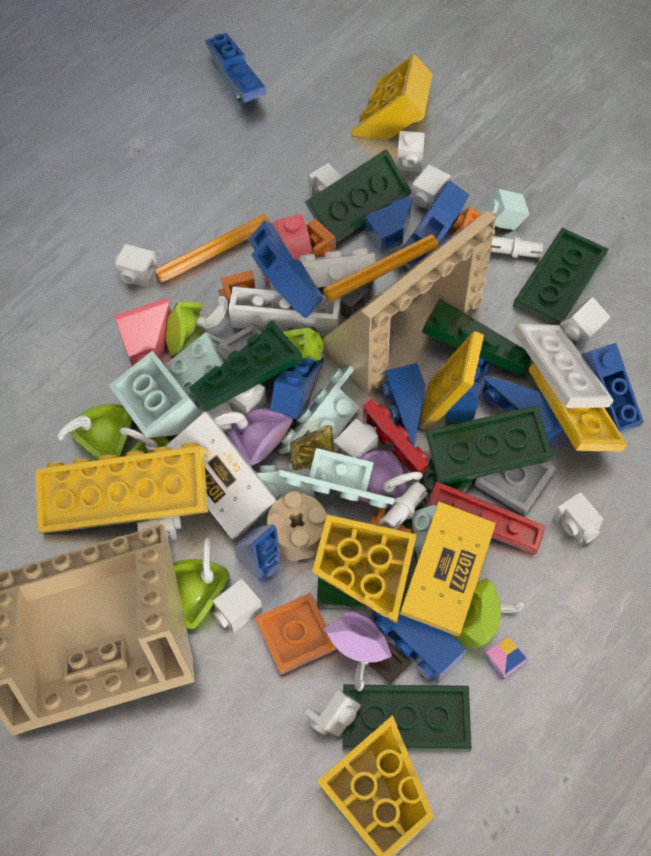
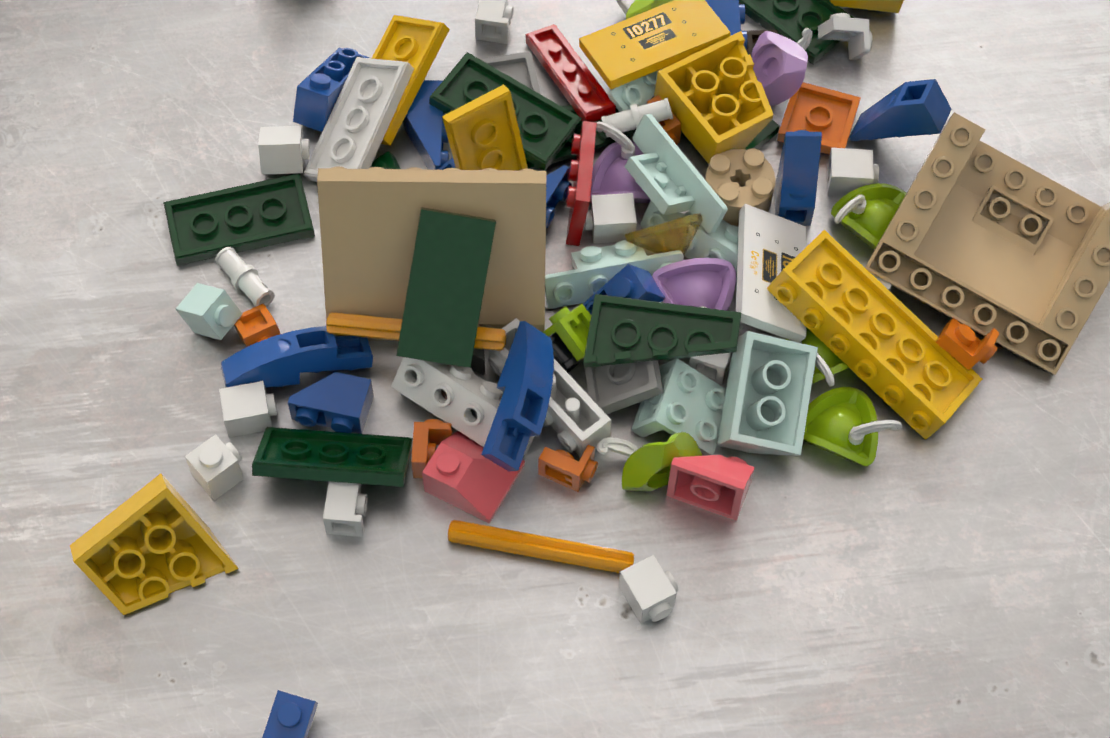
camera: 140 degrees left, 0 degrees up
(61, 538) = (964, 346): none -> orange bracket
(228, 658) = (907, 111): none -> blue slope
(376, 264) = (445, 287): none -> dark green tile

